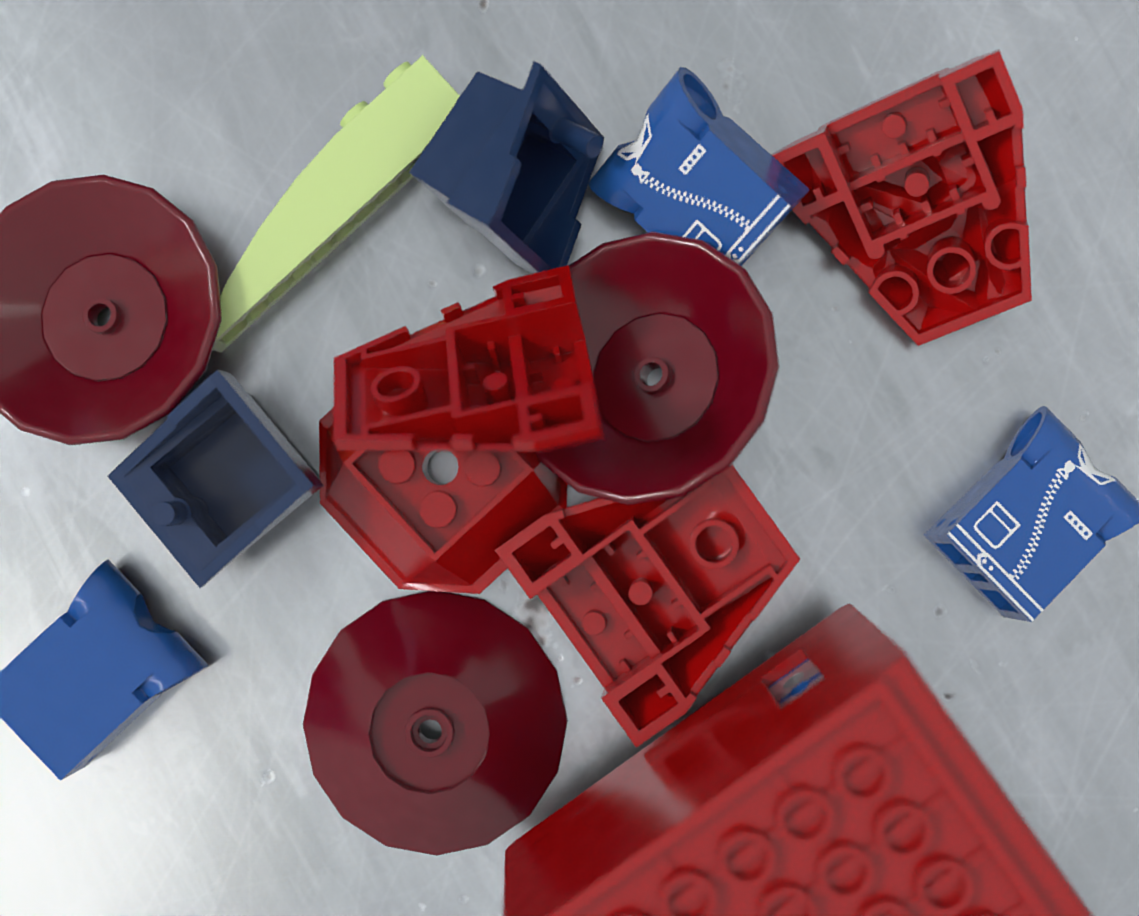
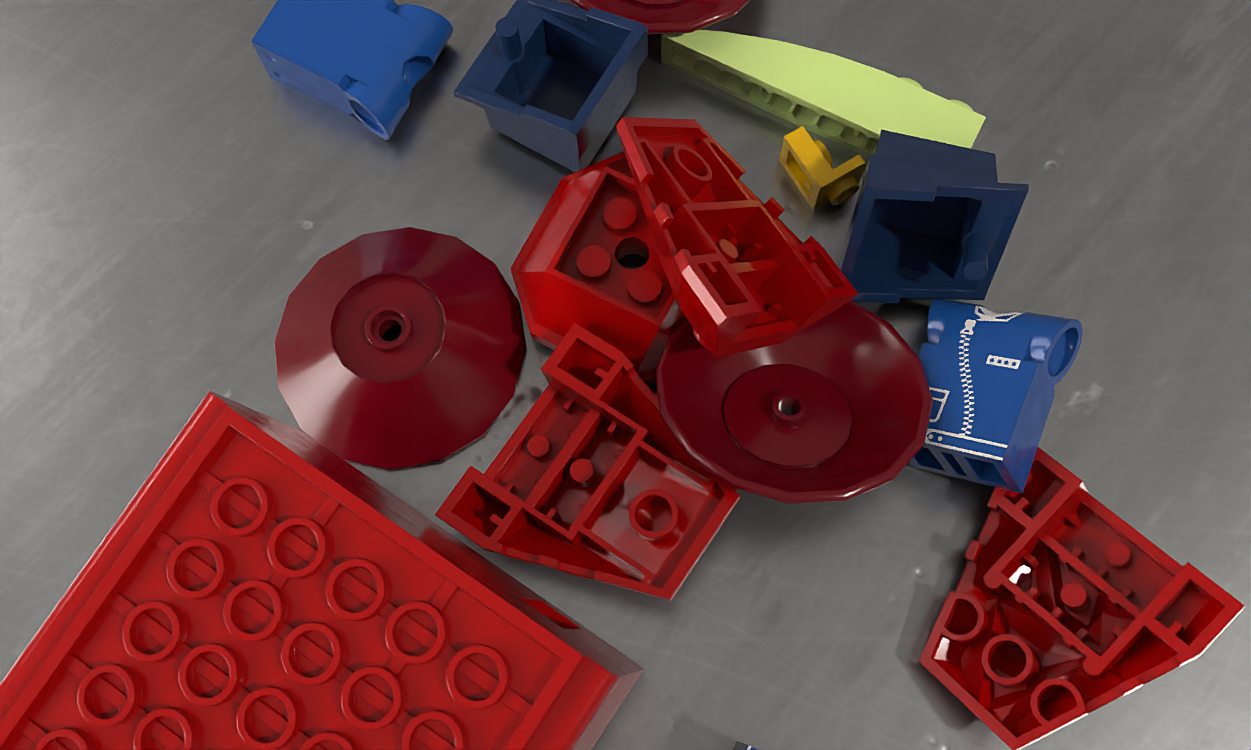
camera: 75 degrees right, 15 degrees down
(400, 249) = (812, 170): none -> yellow bracket

